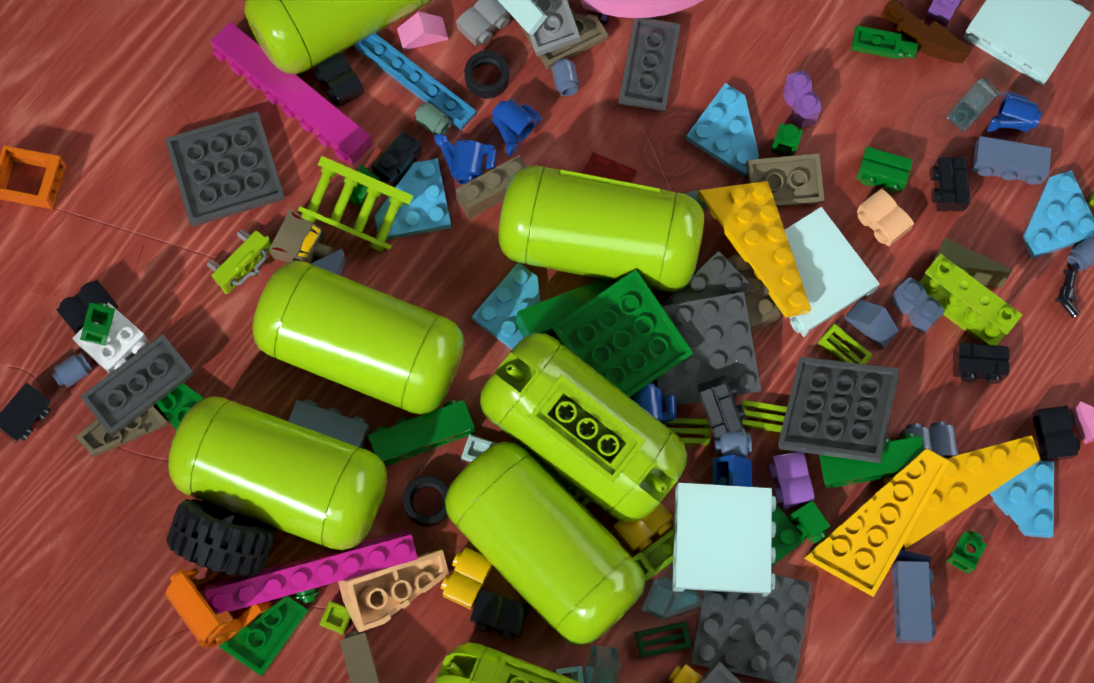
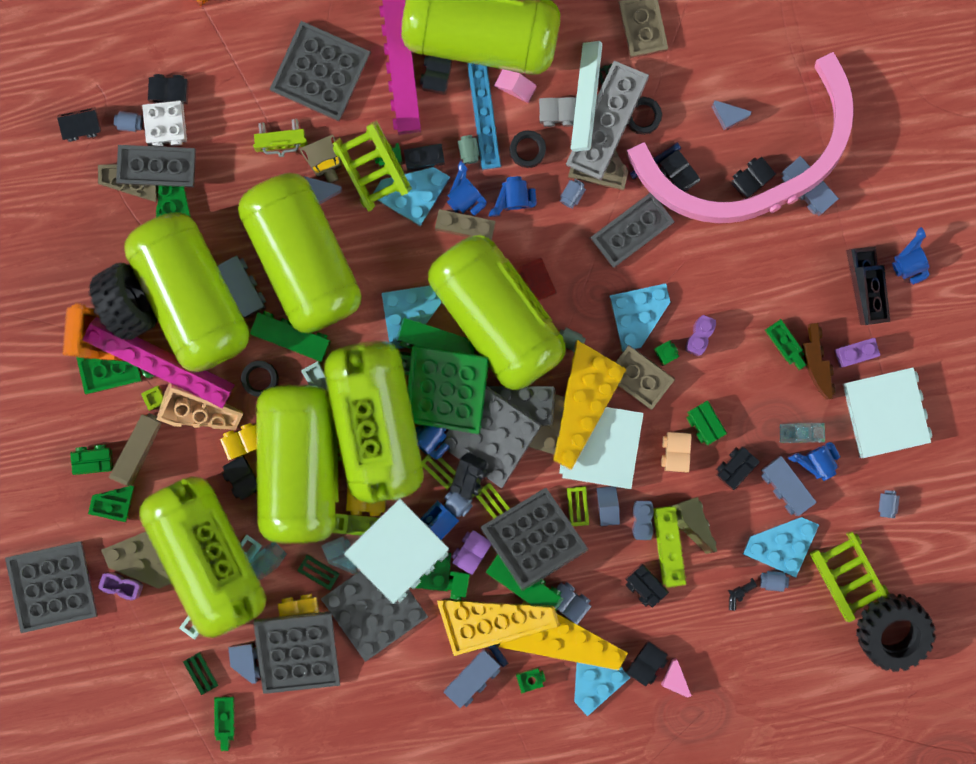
camera: 40 degrees right, 15 degrees up
(96, 332) = (169, 111): green brick -> none

